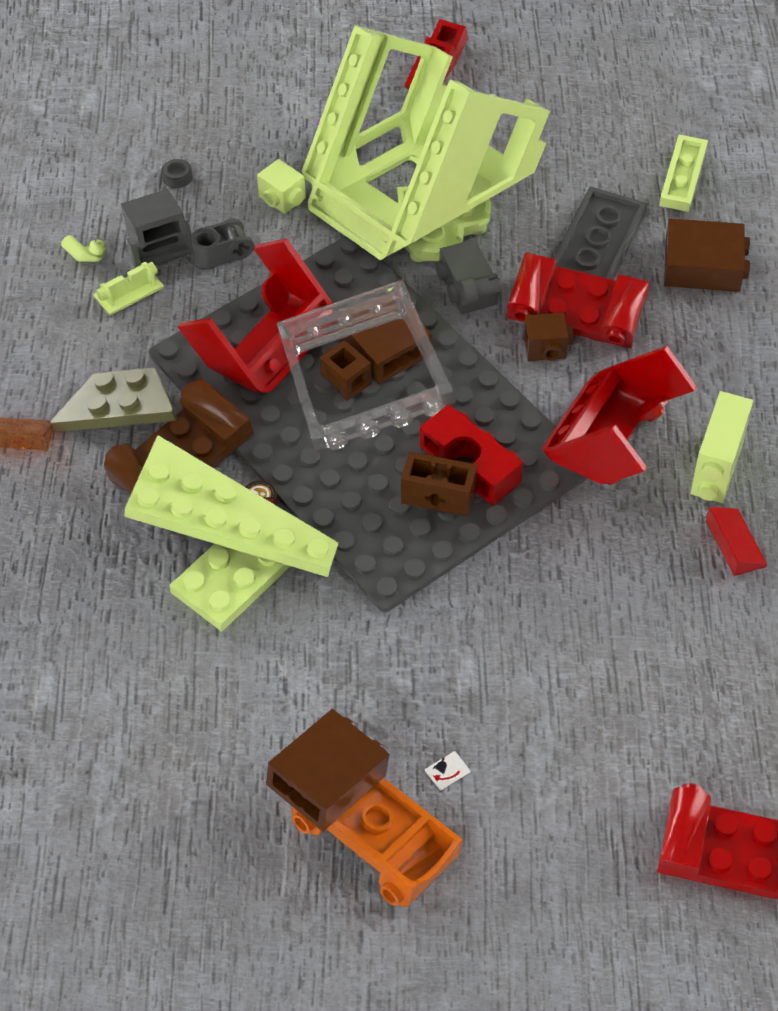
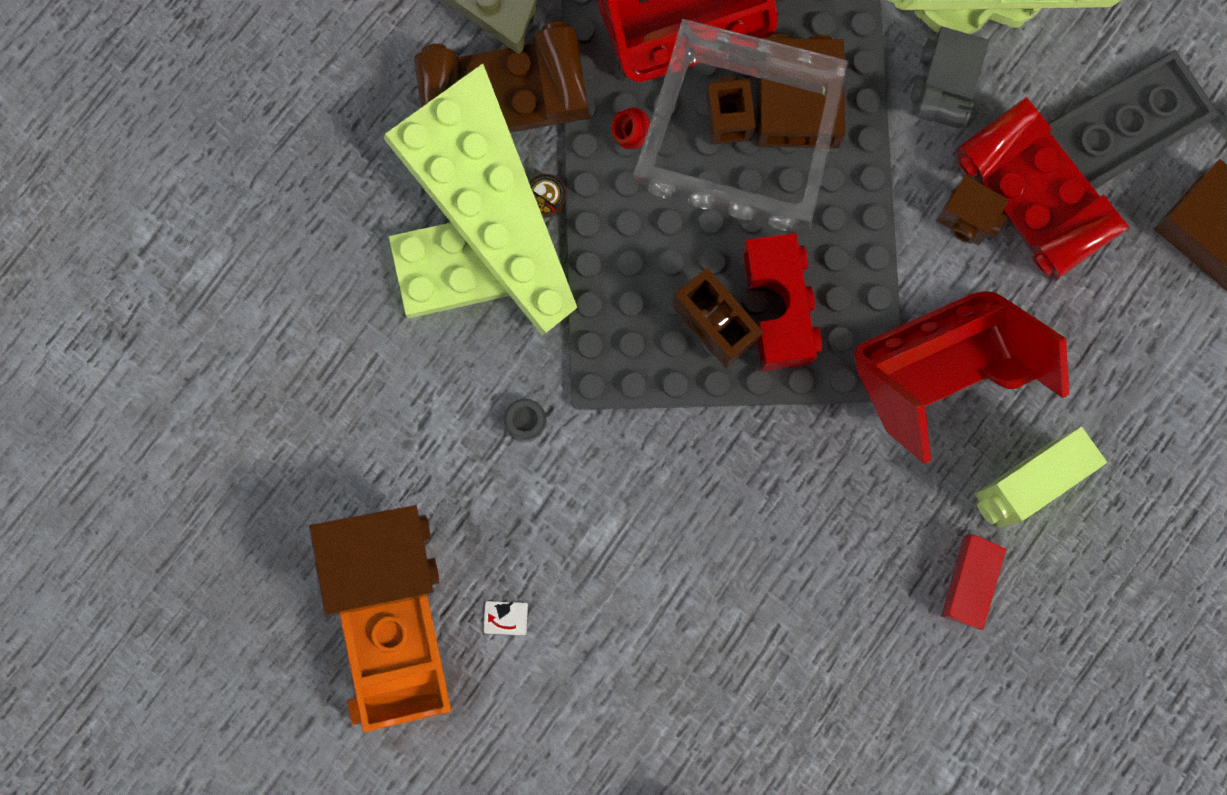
camera: 30 degrees right, 25 degrees up
(280, 418) = (630, 128): none -> red plate
(357, 638) = (525, 420): none -> dark grey tile

